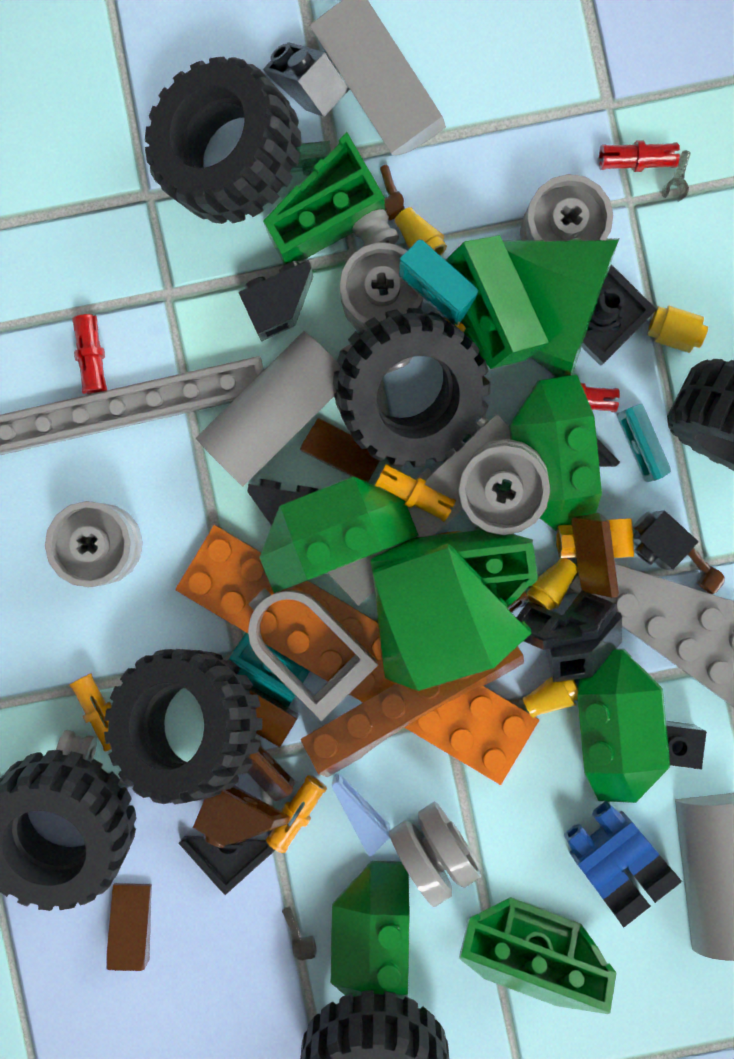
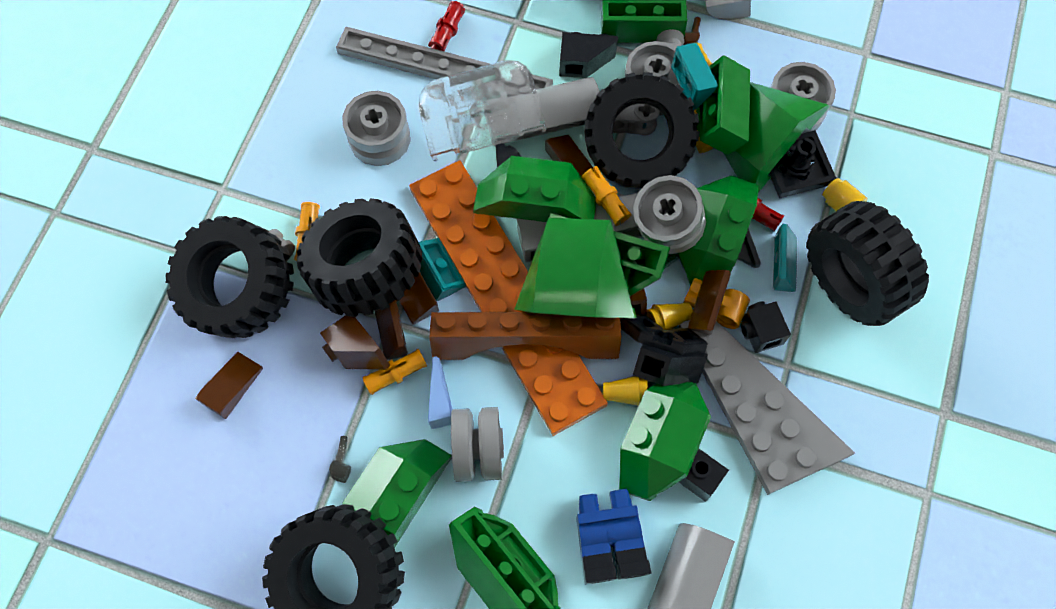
camera: 25 degrees right, 20 degrees down
(202, 458) = (479, 108): none -> clear piece
(226, 864) = (326, 379): black tile -> none
(341, 683) = (485, 292): light grey window -> none
(639, 156) = (871, 88): red pin -> none
(678, 178) = (891, 114): clear smoke hand -> none
(712, 578) = (790, 373): reddish brown hand -> none

